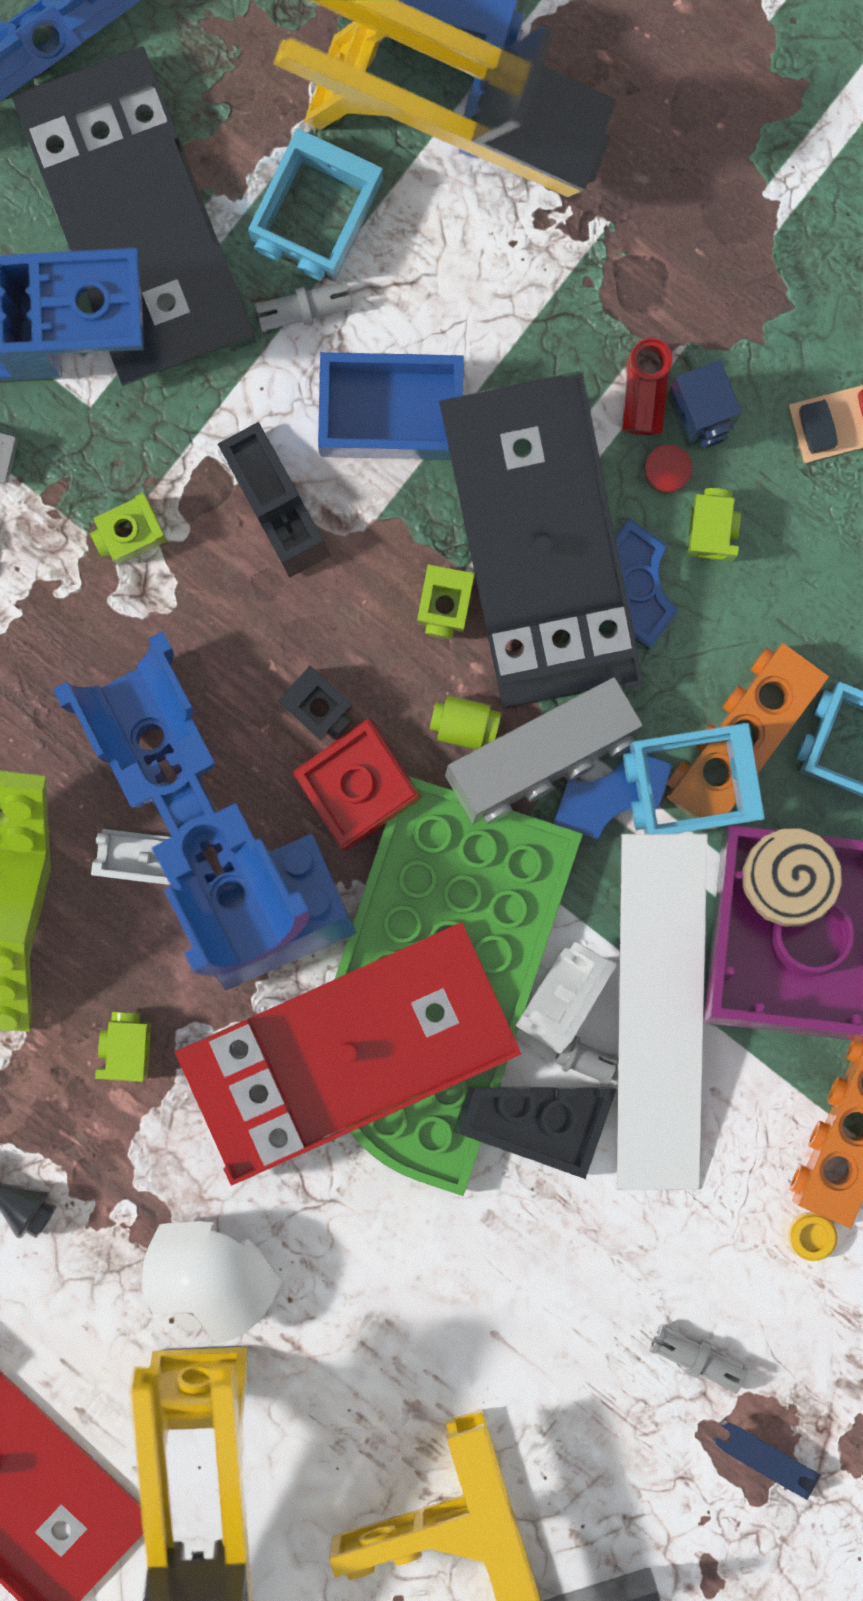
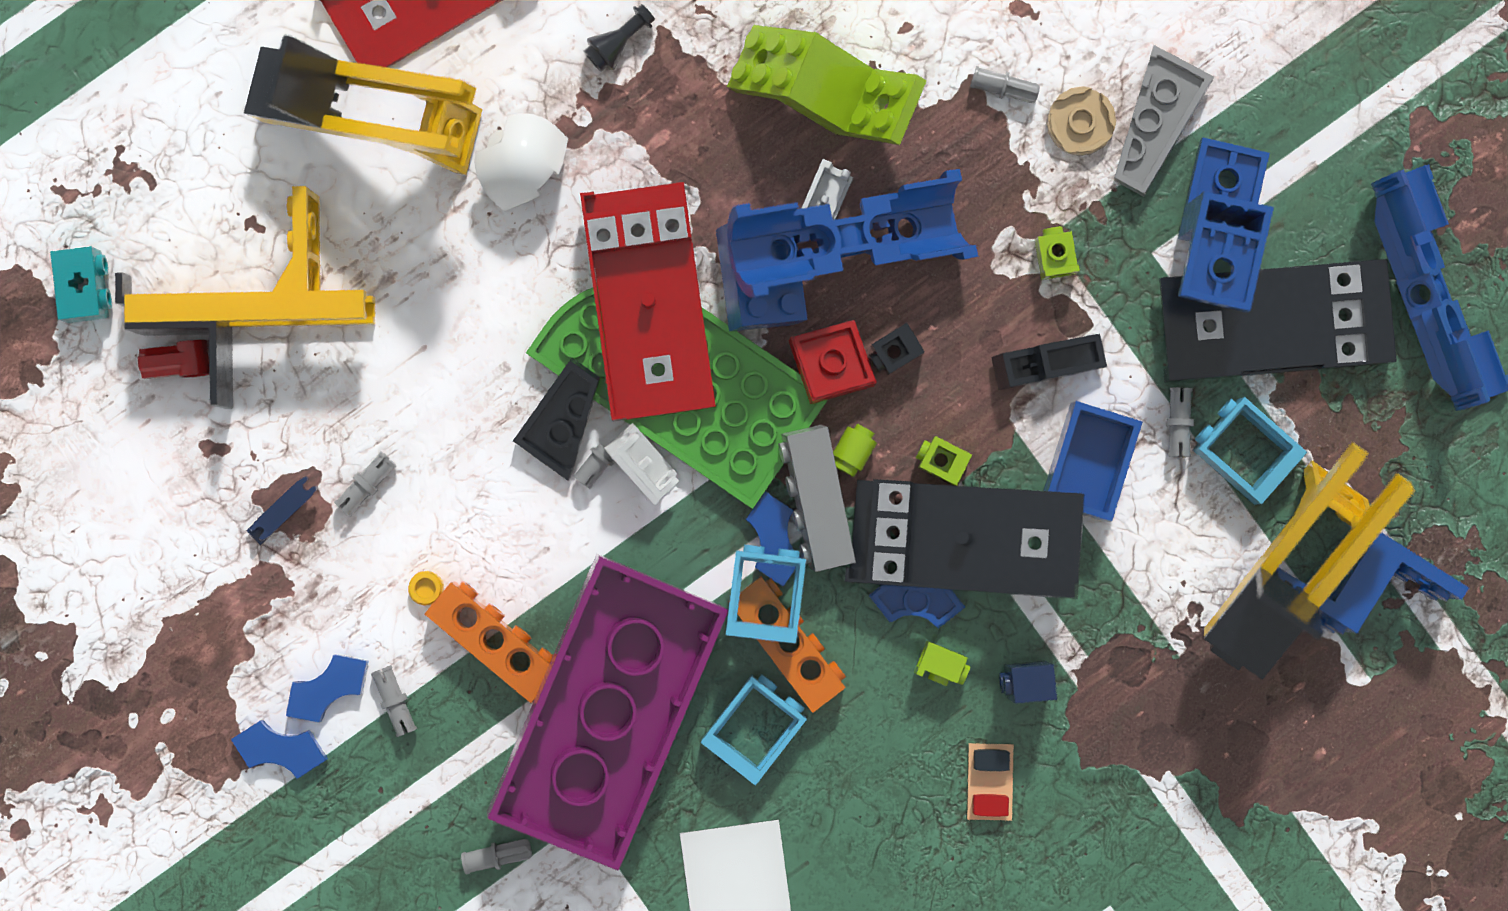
camera: 105 degrees right, 0 degrees up
(125, 1048) = (696, 149): lime brick -> none
(646, 392) = (1049, 644): red piece -> none
(661, 1011) = (613, 526): white sticker -> none
(668, 469) = (991, 645): red tile -> none
(792, 877) = (679, 642): tan tile -> none

